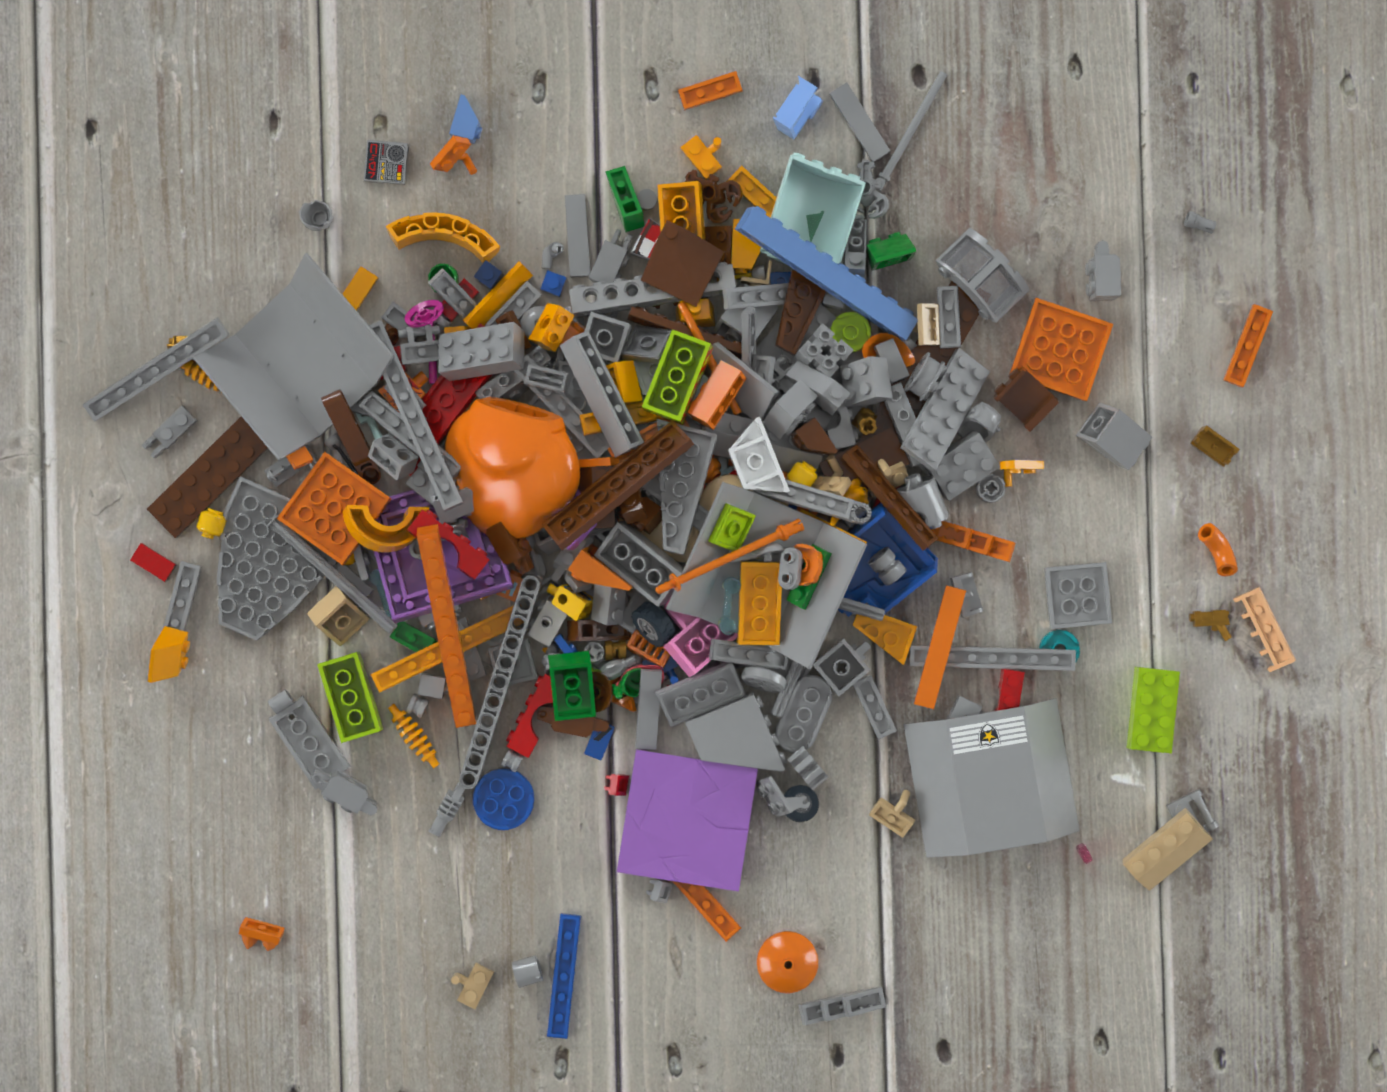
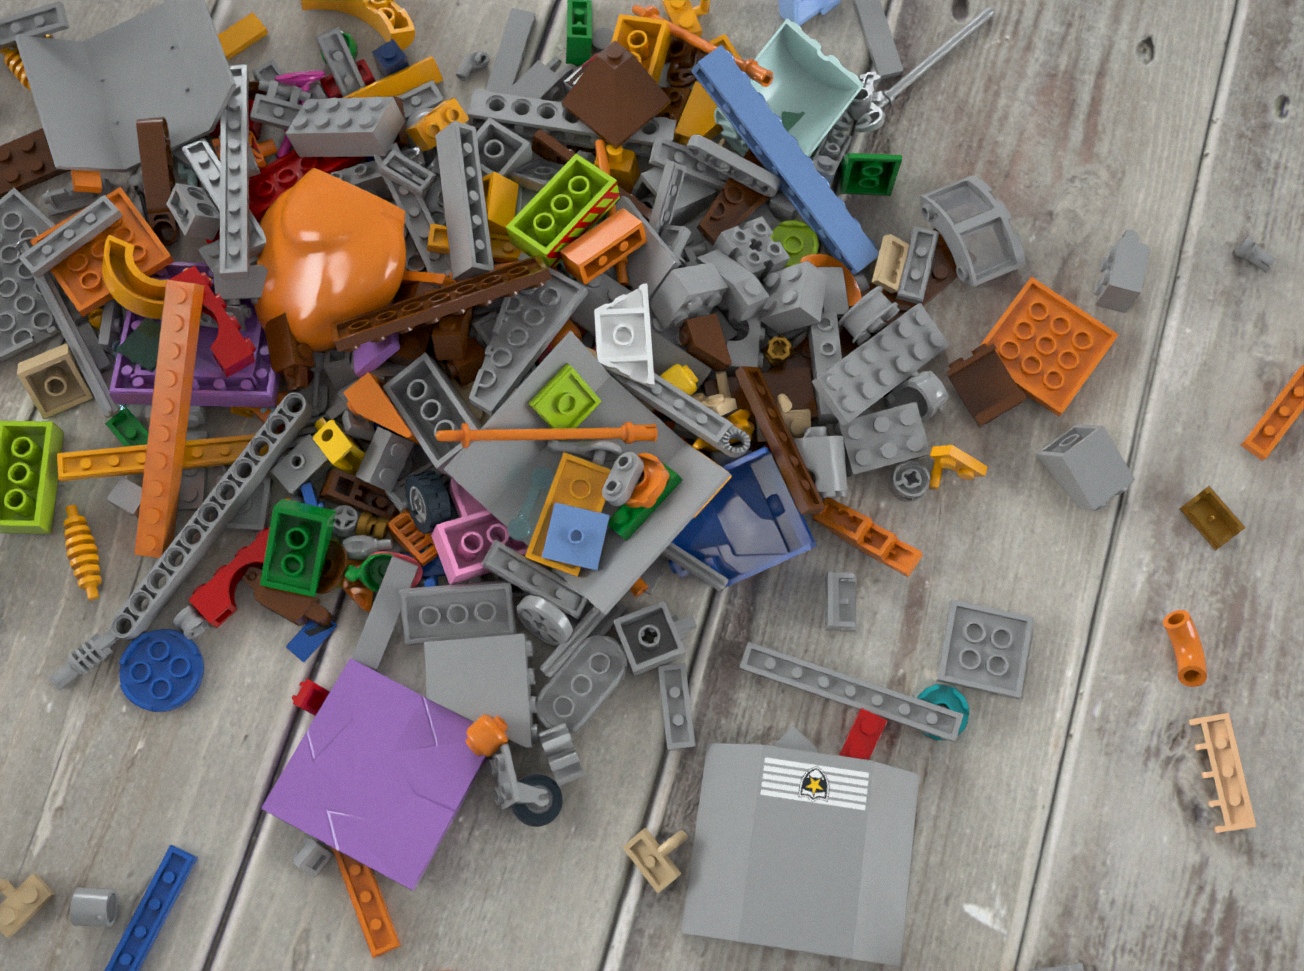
camera: 25 degrees right, 15 degrees down
(309, 507) = (70, 236): none -> light grey plate
(404, 572) = (142, 345): none -> clear green piece
(417, 706) = (102, 517): light grey wheel -> none
(553, 283) = (463, 93): blue plate -> none
(753, 773) = (487, 735): none -> orange head
(770, 619) = (575, 536): none -> medium blue plate
(777, 211) = (749, 66): none -> orange bar
(788, 290) = (733, 165): none -> light grey beam
(888, 568) = (749, 528): light grey wheel -> none
(889, 634) = (723, 617): light orange wing -> none
(939, 647) = (785, 653): orange tile -> none
(1153, 710) = (1046, 830): lime brick -> none
(1215, 618) = (1160, 738): pearl gold piece -> none

